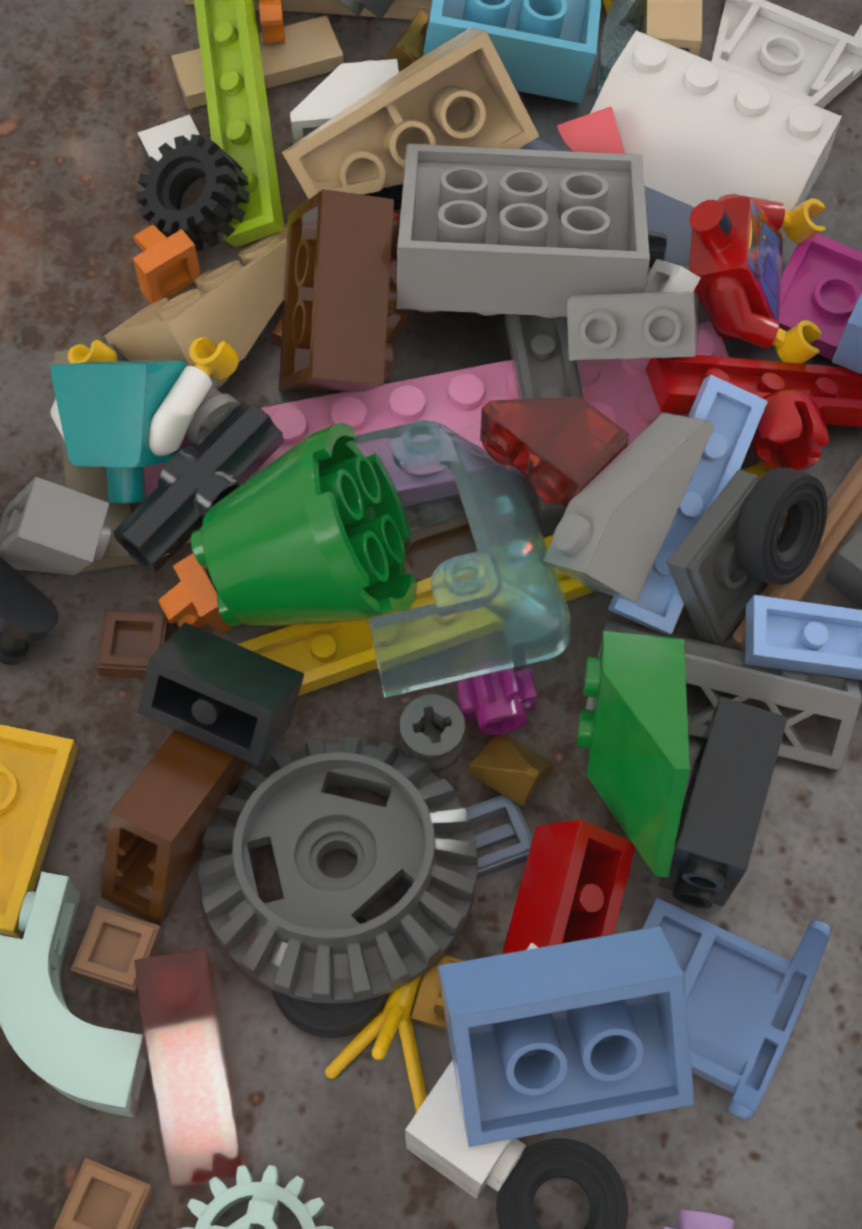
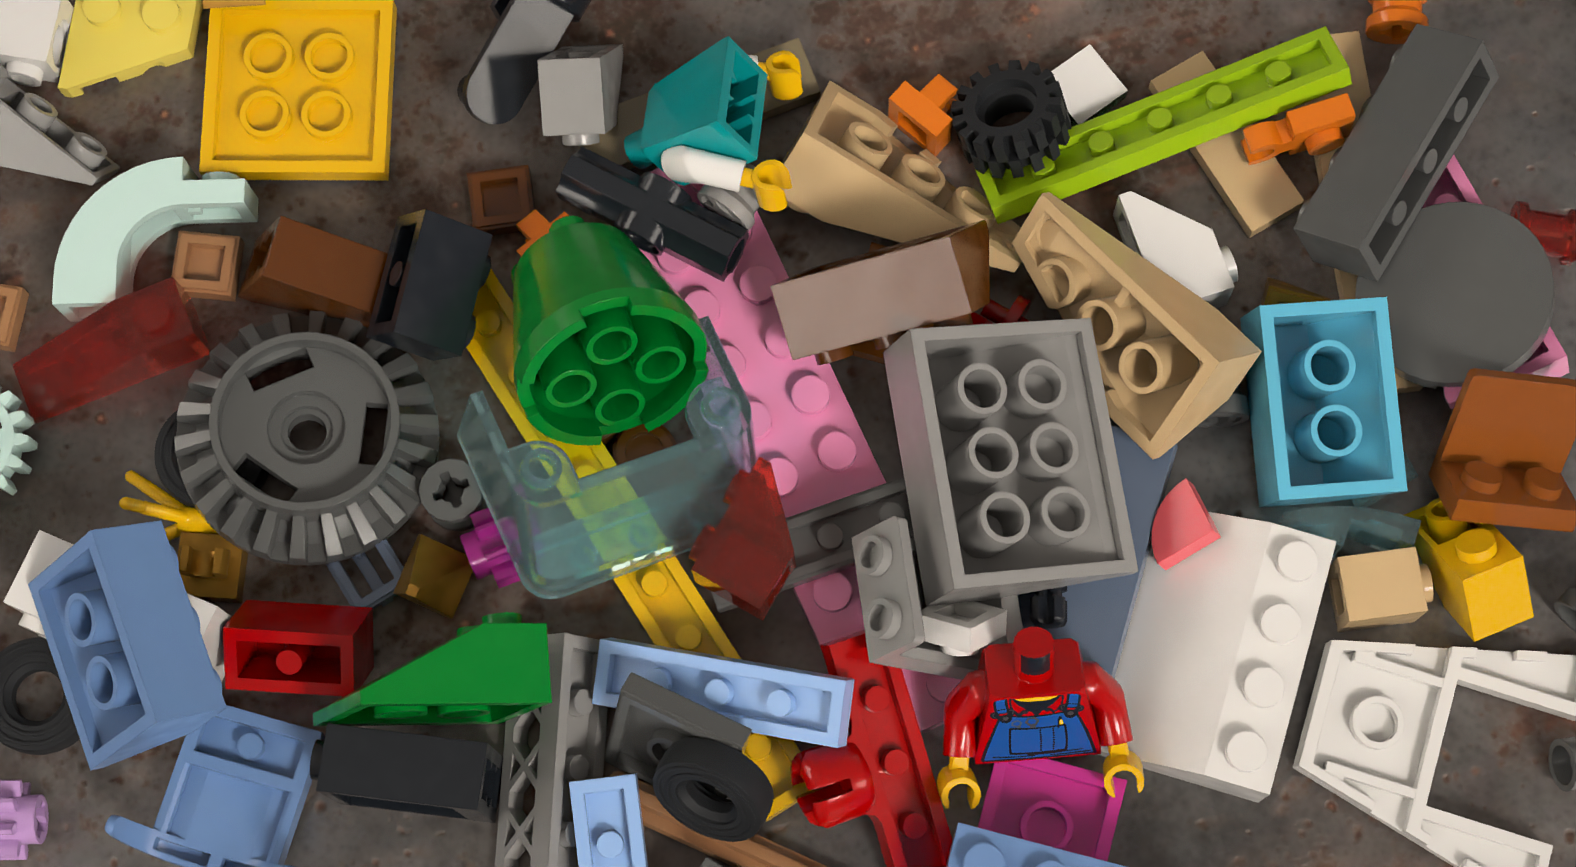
camera: 85 degrees right, 10 degrees up
(626, 510) = (683, 624): light grey slope -> none

